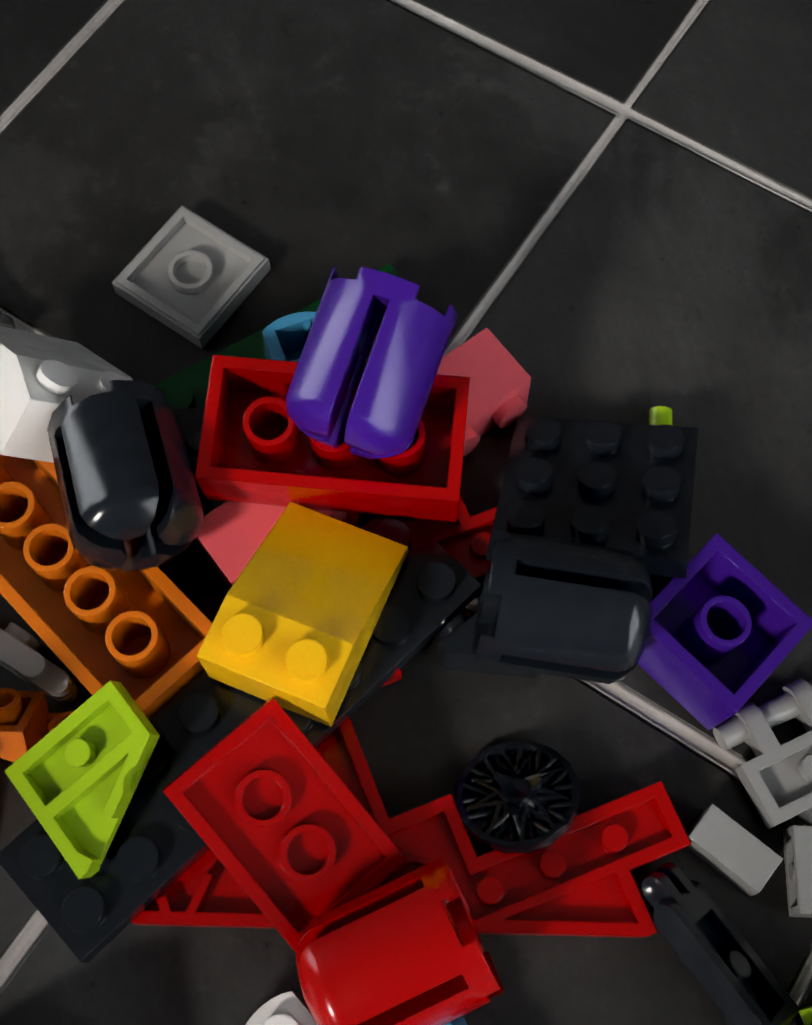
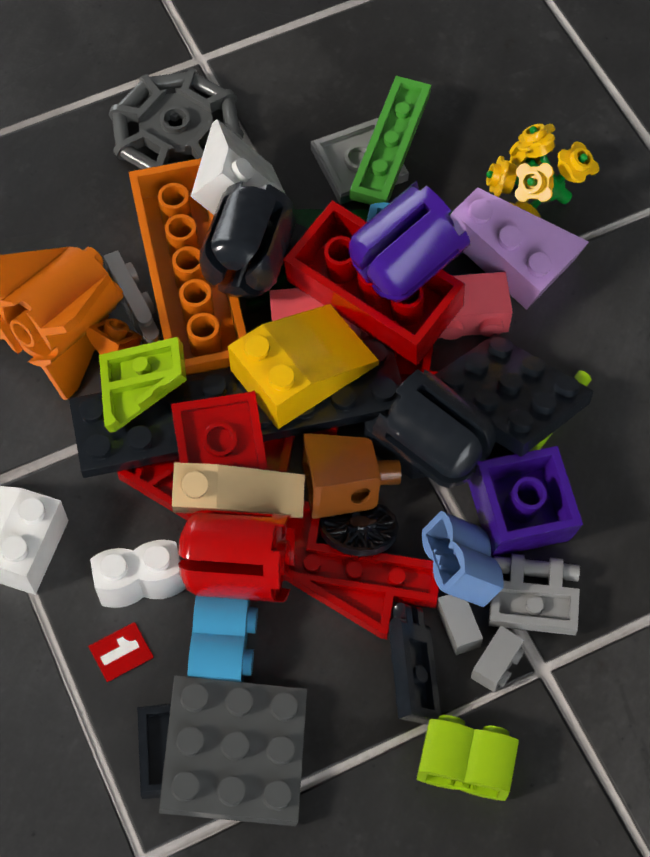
camera: 30 degrees right, 5 degrees down
(223, 231) = (390, 141): none -> bright green plate
(336, 869) = (236, 489): none -> tan slope
(454, 187) = (539, 181): none -> yellow plant
(454, 735) = (344, 474): none -> dark orange torso
(488, 278) = (515, 243): none -> lavender wedge
(699, 774) = (462, 559): none -> medium blue brick

